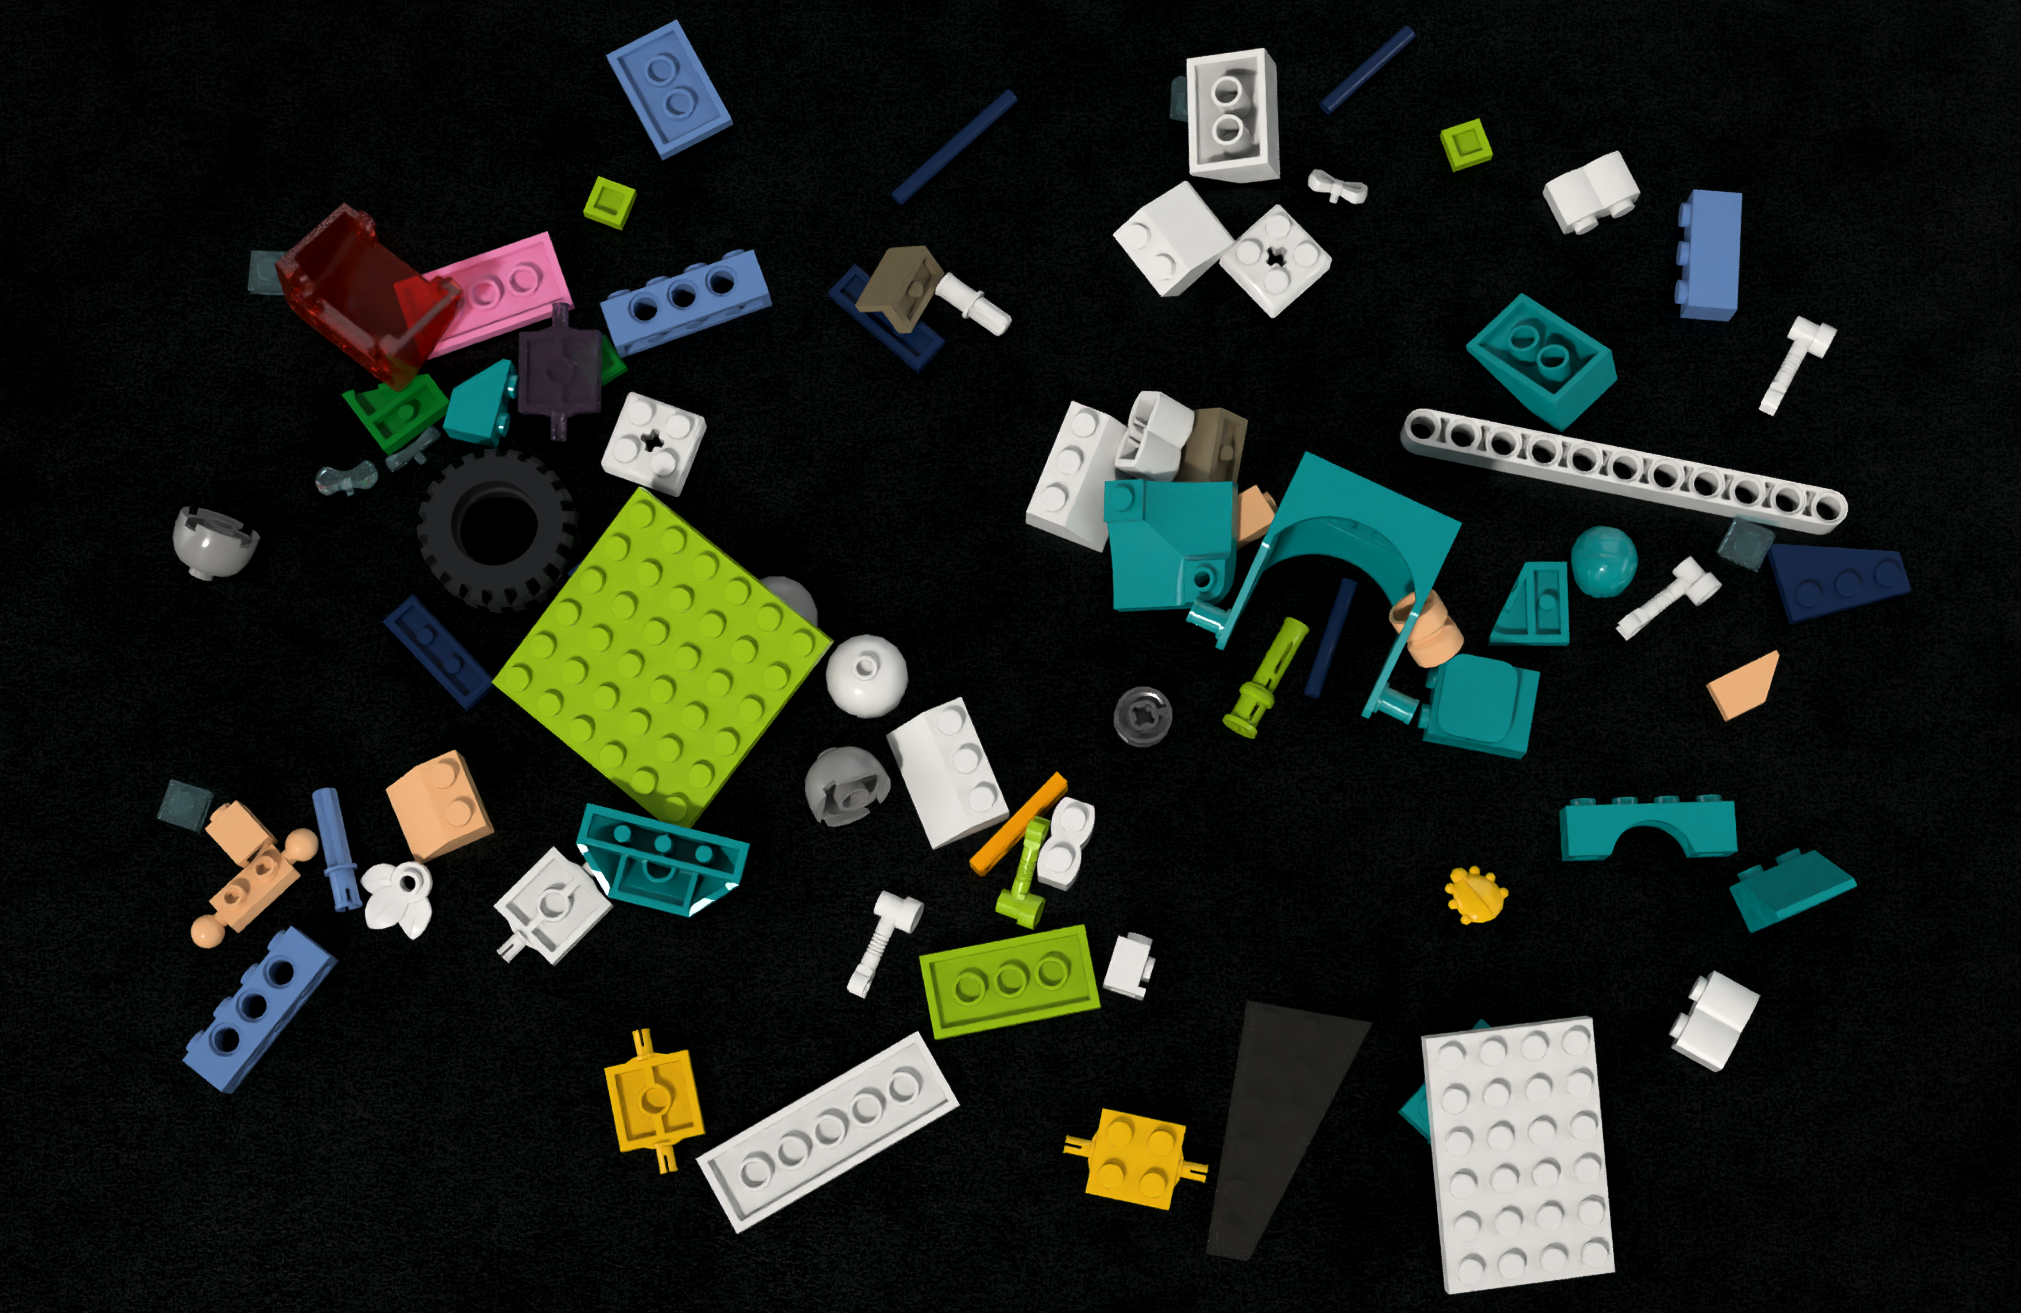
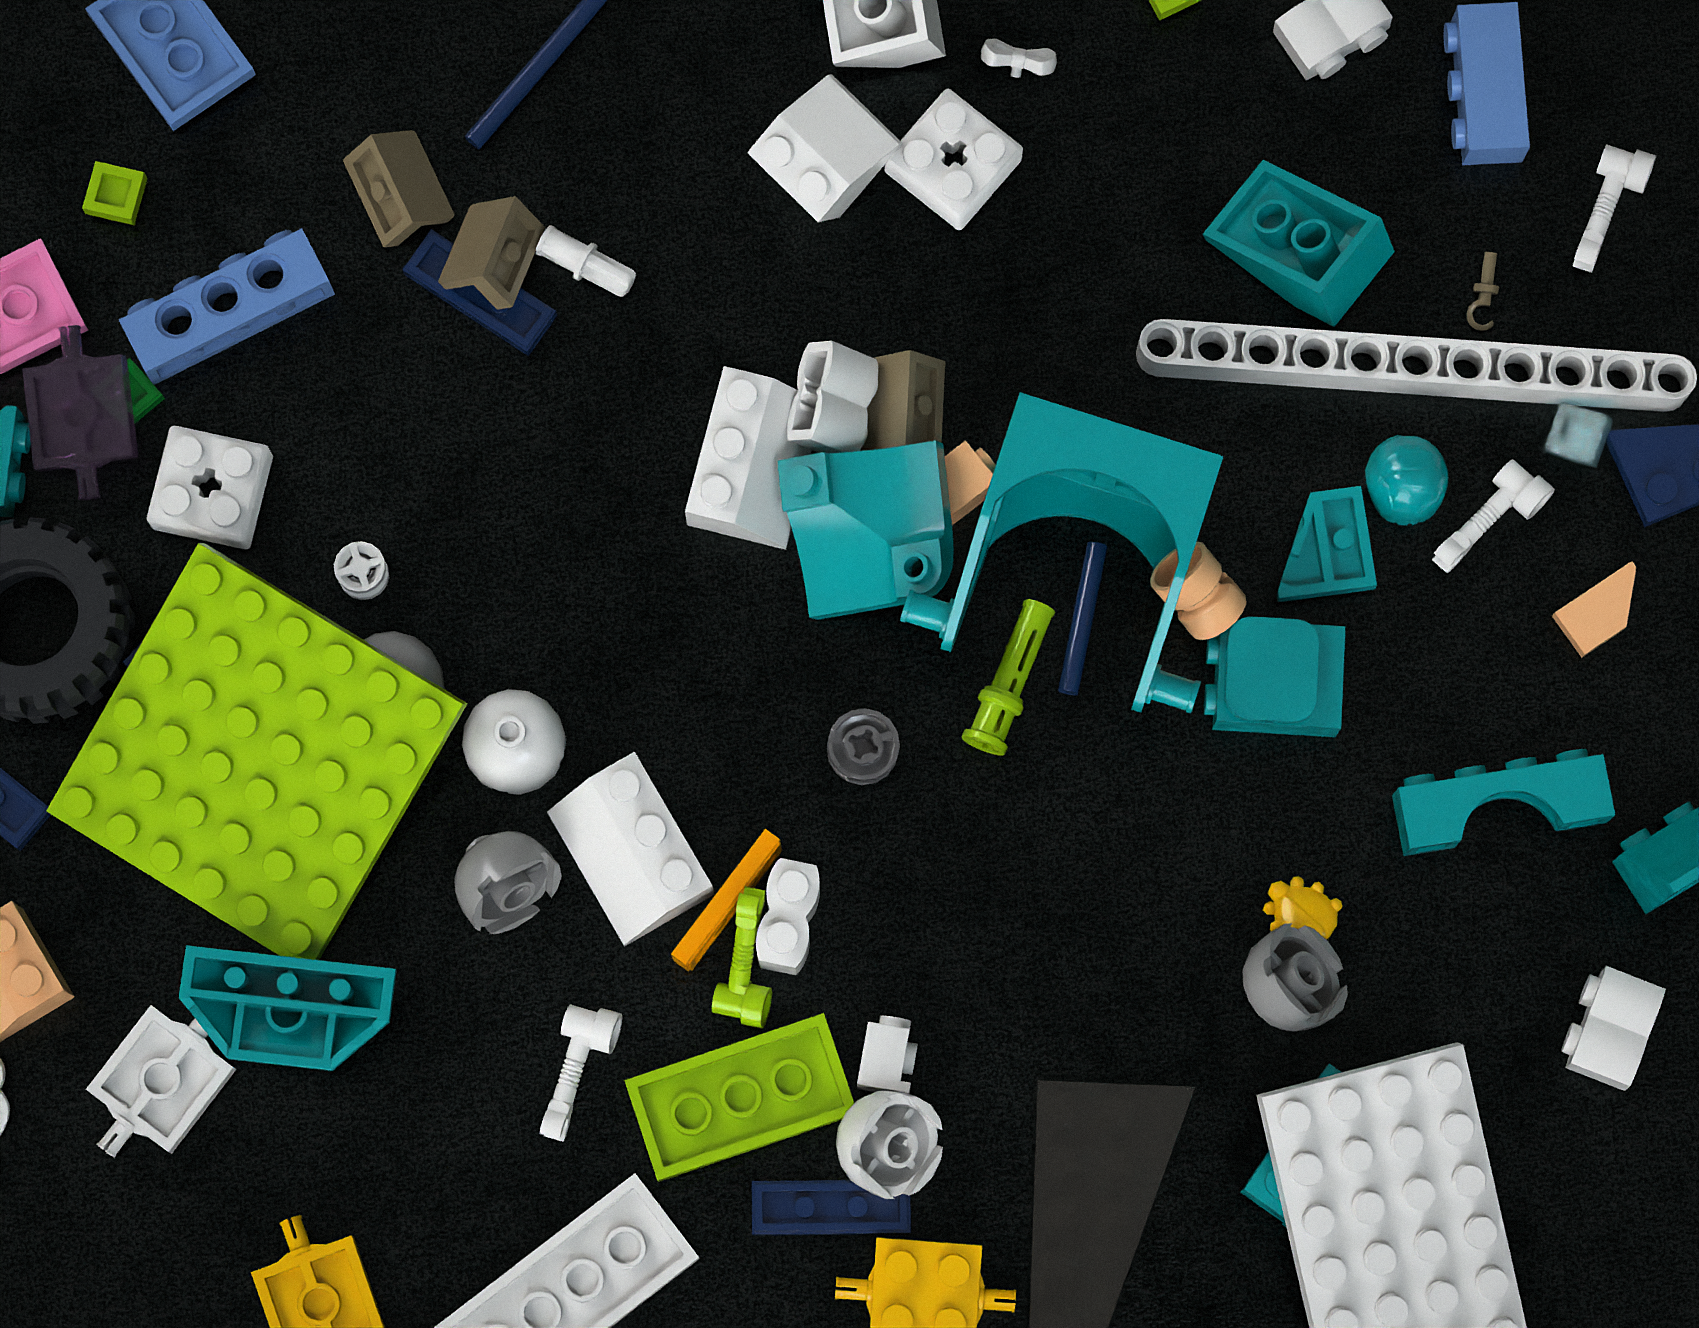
camera: 10 degrees left, 0 degrees up
(763, 516) = (357, 560): none -> white wheel
(832, 225) = (397, 185): none -> dark tan panel
(1069, 1079) = (825, 1209): none -> dark blue tile
(1123, 1035) = (889, 1143): none -> white cylinder
(1462, 947) = (1294, 979): none -> light grey cylinder
(1686, 419) = (1485, 290): none -> dark tan hand

